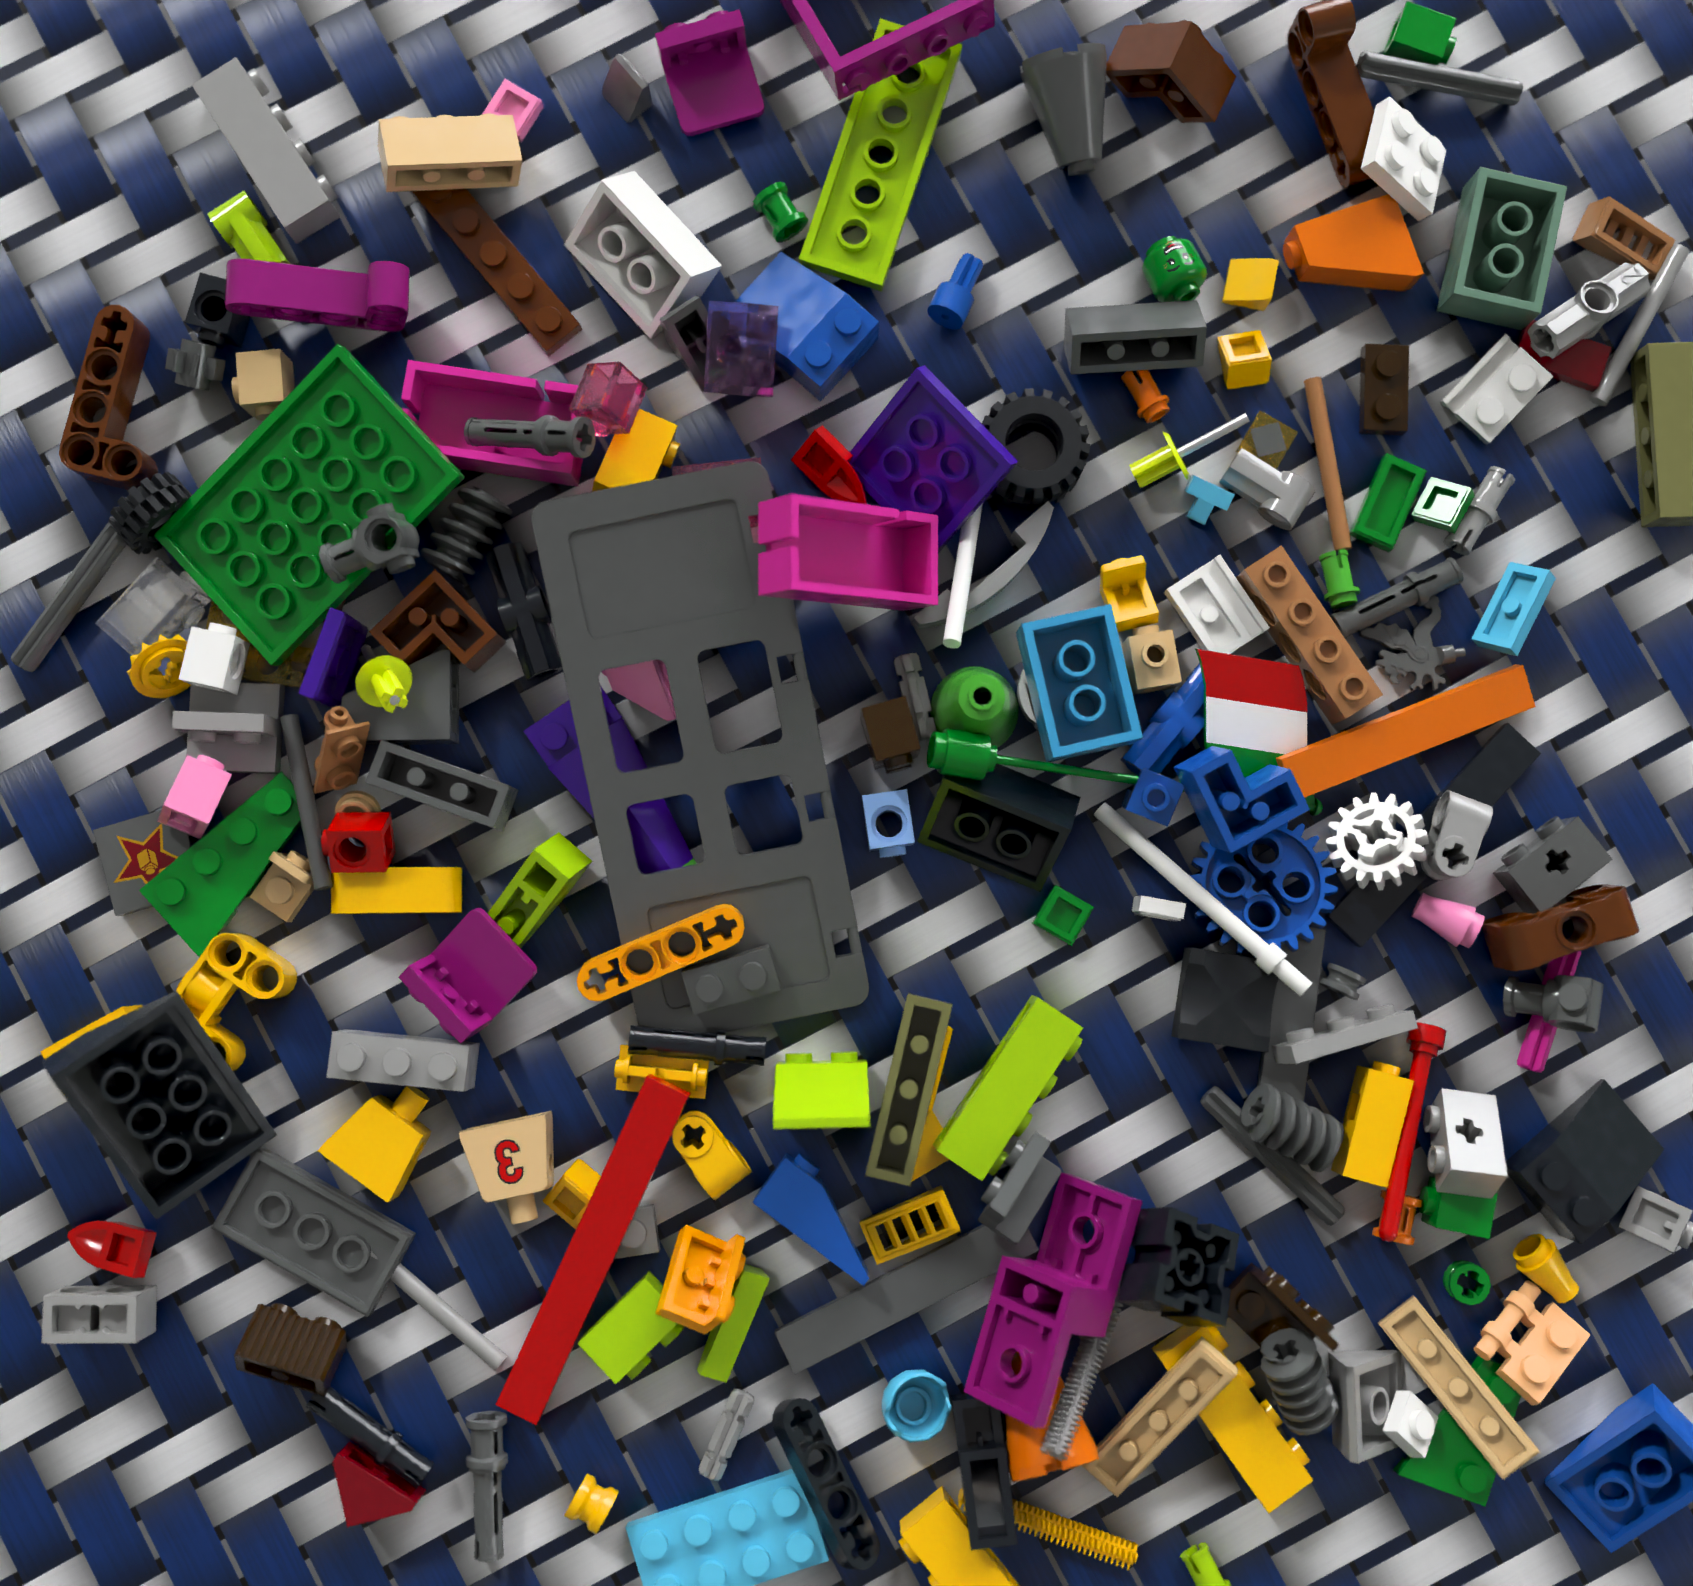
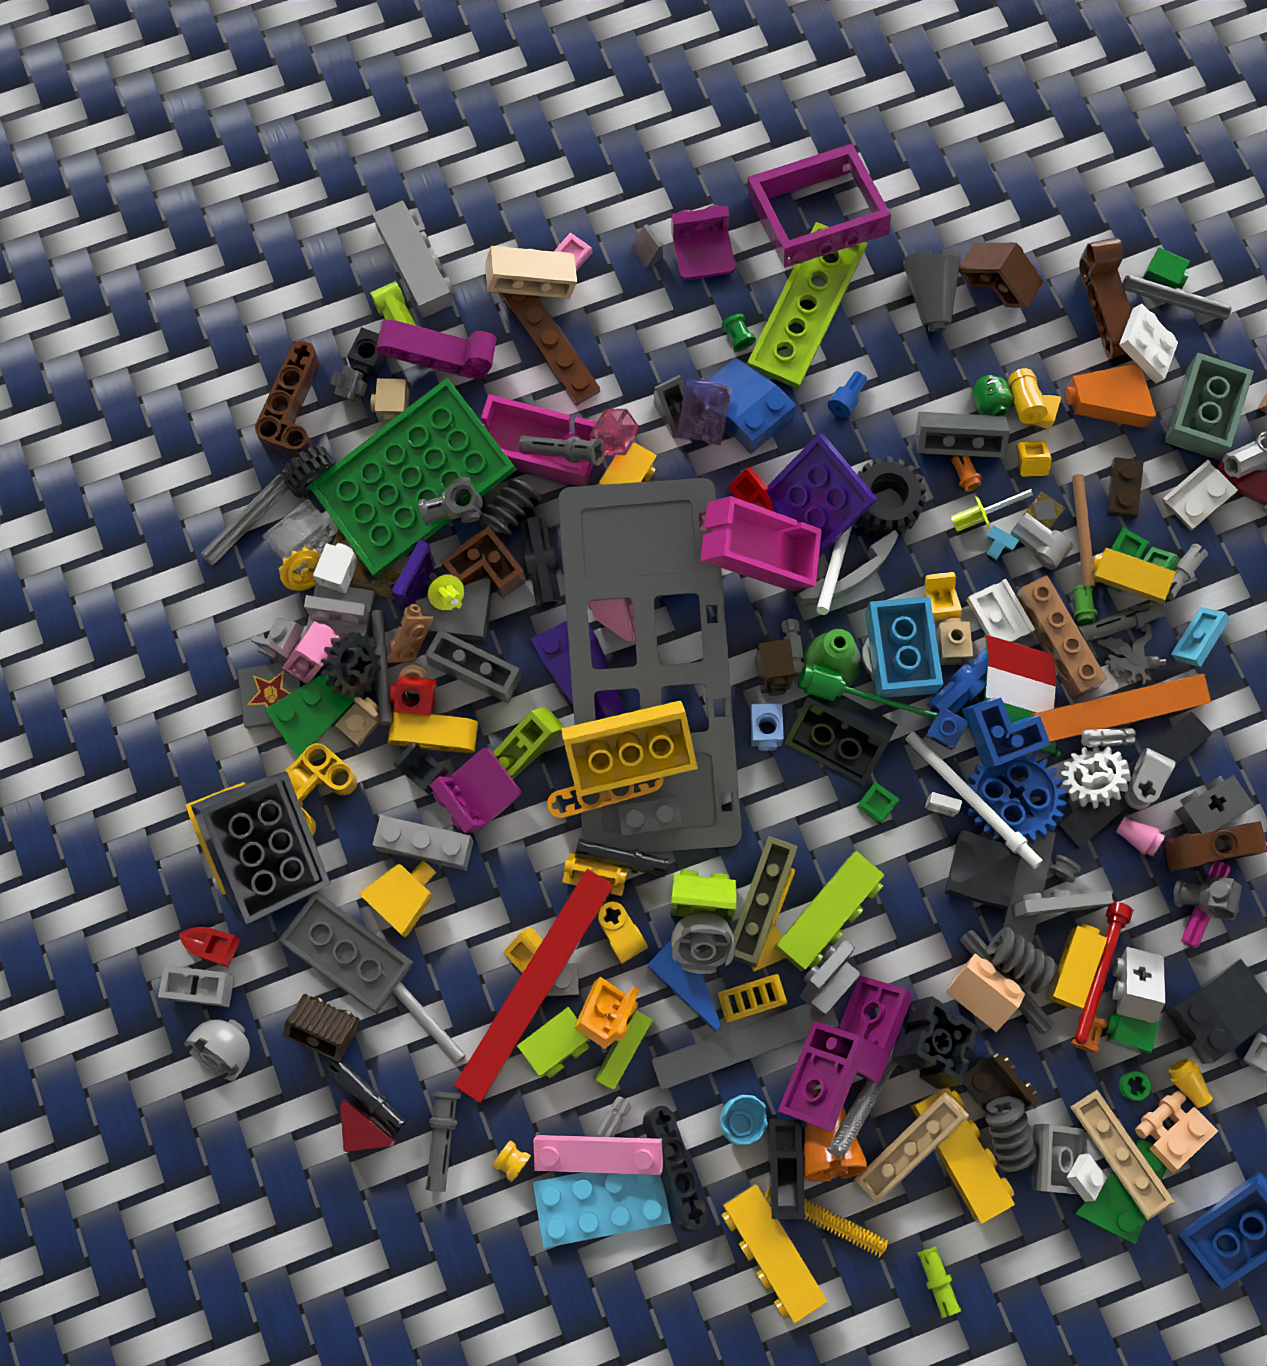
camera: 10 degrees right, 10 degrees down
(149, 1394) = (220, 1046): none -> light grey cylinder
(150, 777) = (280, 640): none -> light grey bracket
(254, 811) = (350, 664): none -> black gear
(384, 946) = (419, 767): none -> black bracket
(512, 1161) = (487, 919): tan torso -> none
(640, 251) = (644, 346): white slope -> none
(685, 890) = (629, 748): none -> yellow slope
(714, 1482) = (598, 1154): none -> bright pink plate
(827, 1167) = (702, 942): none -> light grey cylinder
(1227, 264) = (1027, 396): none -> yellow piece
(1245, 1180) = (986, 992): none -> light nougat brick
(1390, 779) = (1108, 737): none -> light grey axle
(1410, 530) = (1133, 575): none -> yellow brick

